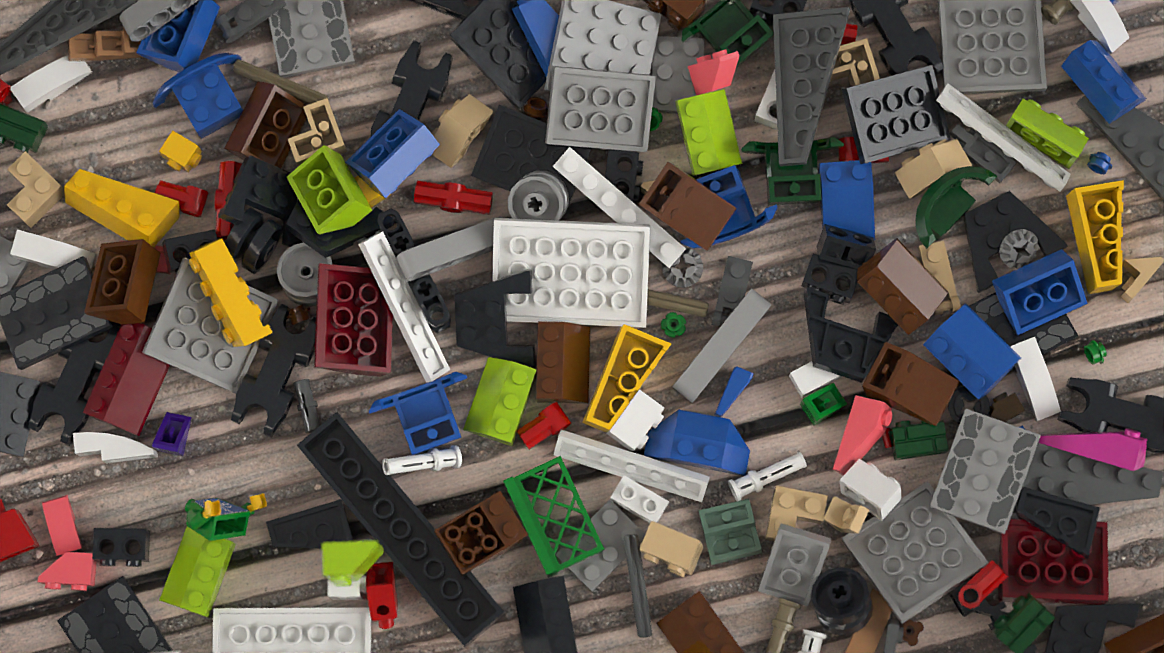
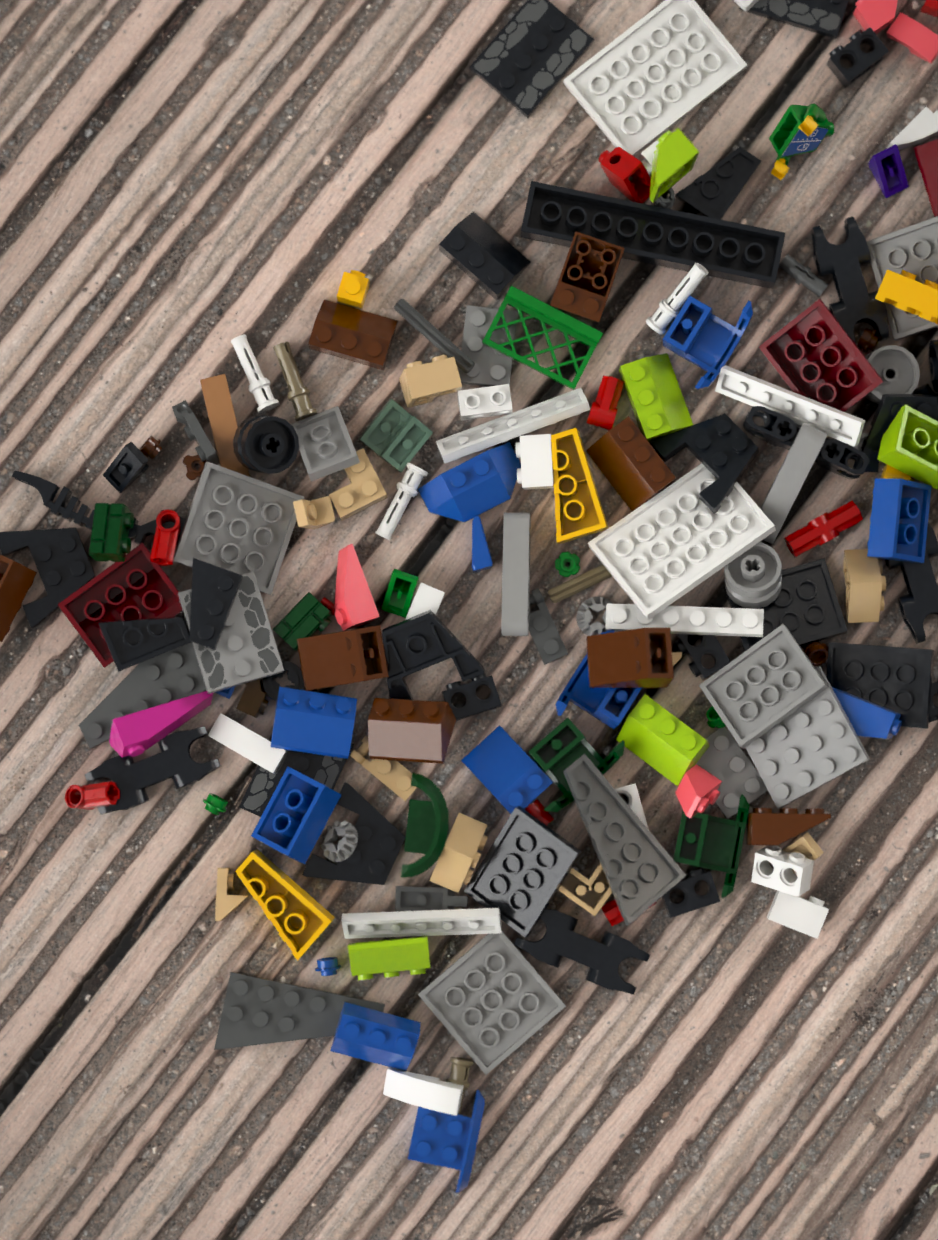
camera: 135 degrees right, 5 degrees up
(197, 573) = (779, 79): lime slope -> none
(845, 247) = (479, 730): black brick -> none
(871, 488) = (310, 551): white brick -> none
(984, 504) = (211, 602): none -> black wing

